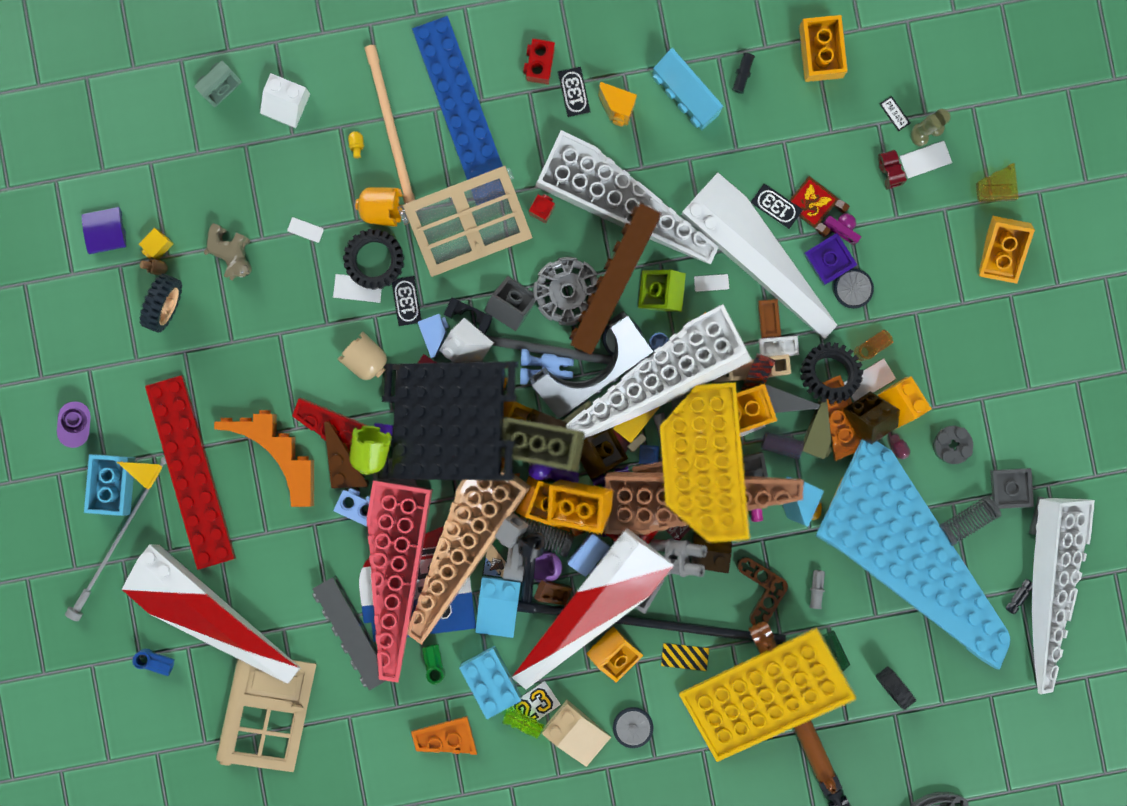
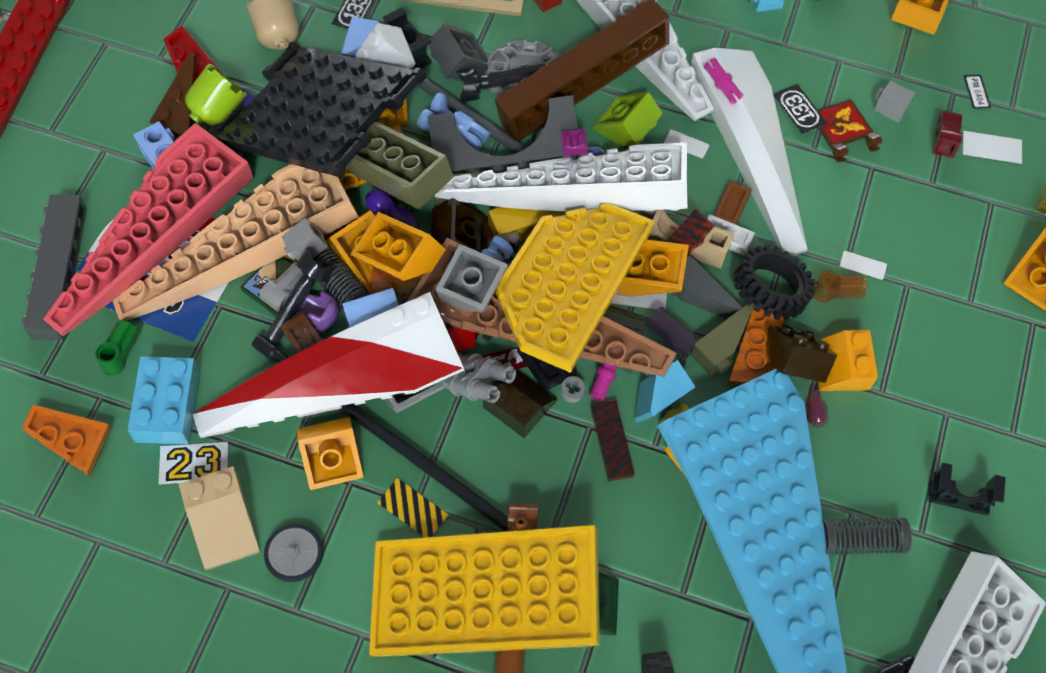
camera: 25 degrees right, 25 degrees down
(297, 472) = (128, 85): orange arch -> none
(497, 606) = (232, 326): medium azure slope -> none
(522, 722) = (162, 459): clear neon green axle -> none
(538, 325) = (473, 83): none -> black piece
(639, 462) = (499, 249): none -> medium blue wheel
(646, 349) = (574, 143): none -> magenta tile
(647, 507) = (470, 280): none -> light grey slope
(719, 230) = (723, 81): none -> dark pink pin
(768, 584) = (566, 478): reddish brown beam -> none
(782, 542) = (612, 441): none -> tile
(817, 589) = (624, 516): light grey axle -> none
(830, 259) = (834, 181): dark purple plate -> none
(841, 163) = (893, 101): none -> light grey brick
(843, 227) = (864, 159): magenta tile -> none
(854, 288) = (846, 225): light grey wheel -> none
(874, 379) = (820, 322): white sticker -> none
(879, 314) = (863, 265): none -> white sticker
(932, 125) = (1013, 107): olive piece -> none
(943, 439) = (896, 433): dark grey plate -> none
(1012, 488) = (940, 530): dark grey plate -> none
(1033, 451) = (944, 492): none -> black piece

